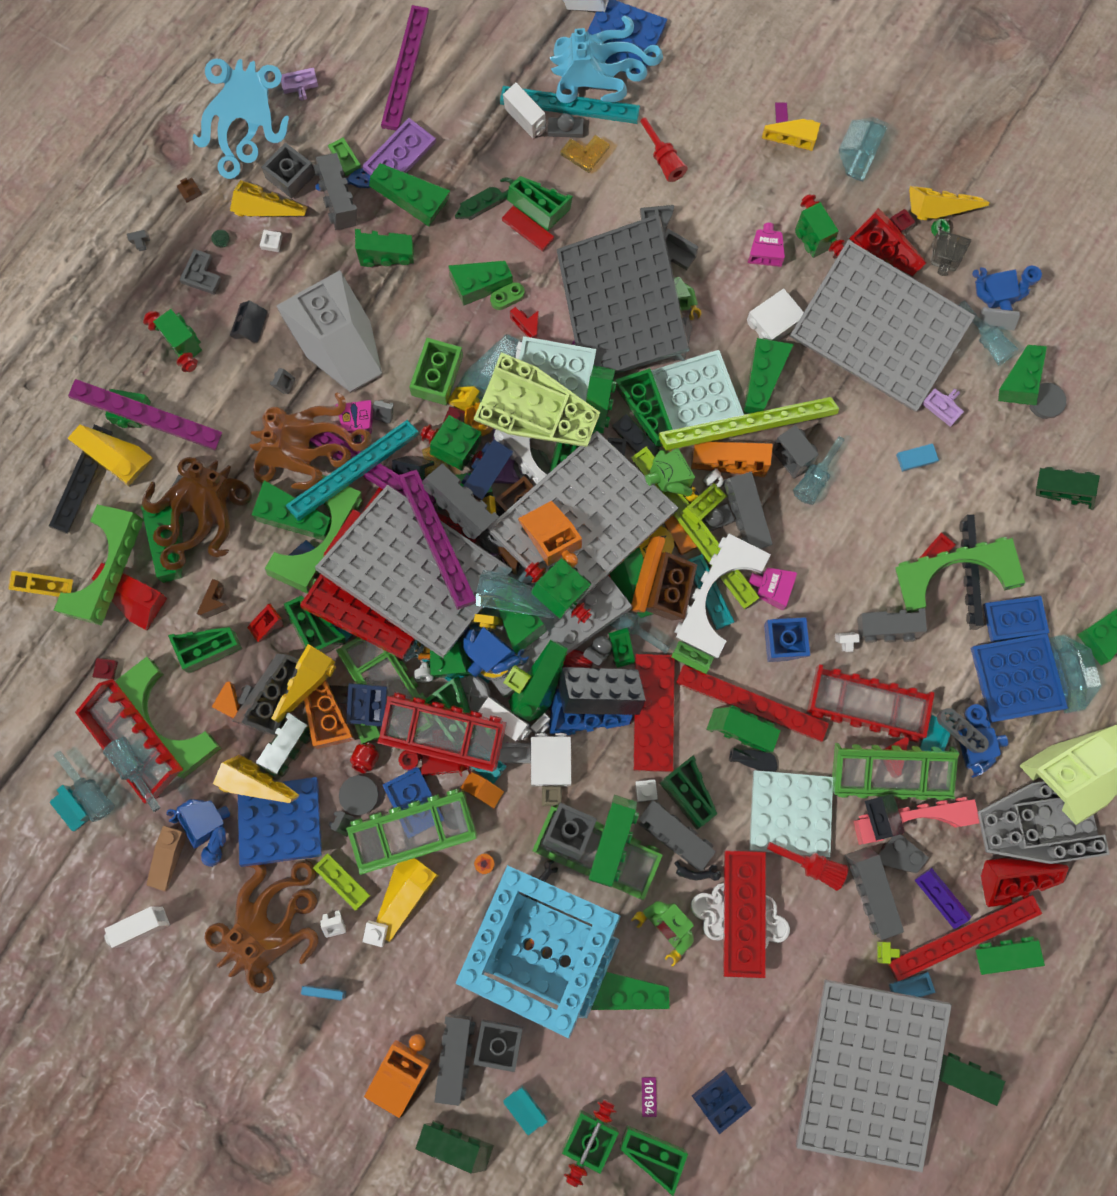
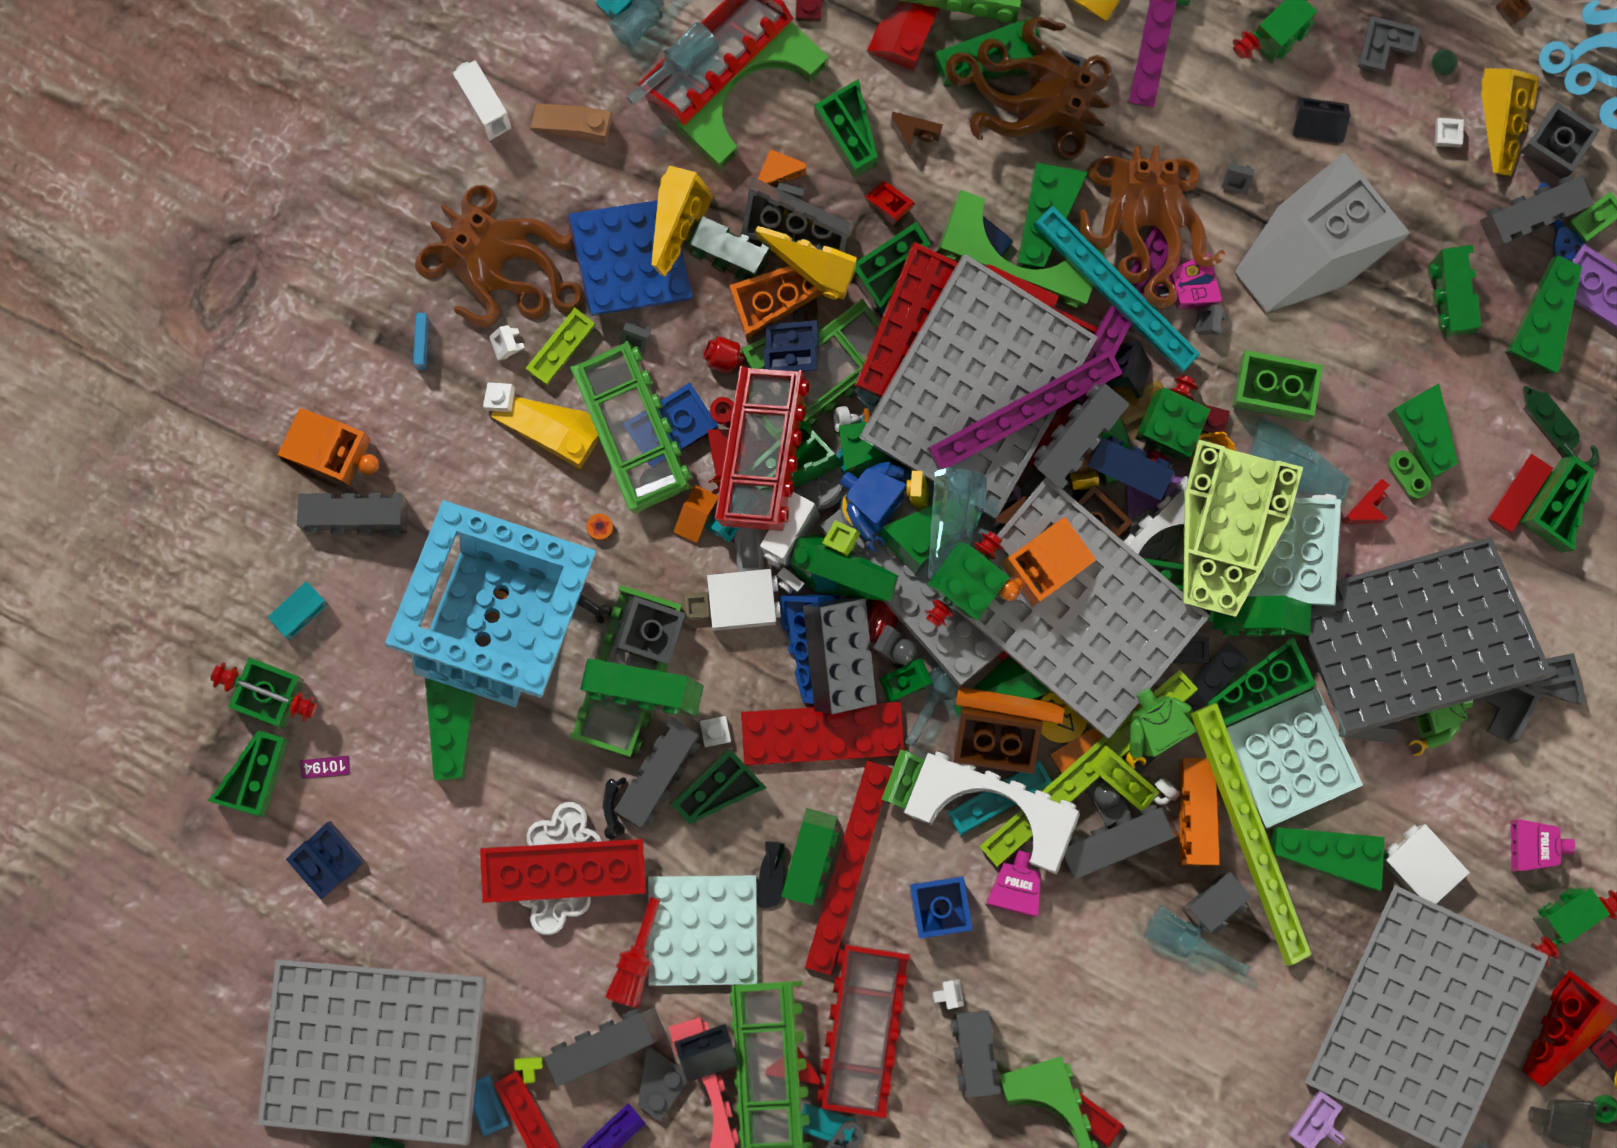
camera: 80 degrees right, 5 degrees up
(203, 823) = (616, 159): blue torso -> none
(358, 795) = (674, 354): dark grey tile -> none
(454, 1147) = (247, 526): dark green wedge -> none
(464, 397) = (1243, 429): yellow slope -> none
(498, 1045) = (373, 566): dark grey brick -> none
(671, 924) = (541, 776): bright green torso -> none
(917, 457) = (1234, 1087): dark azure tile -> none

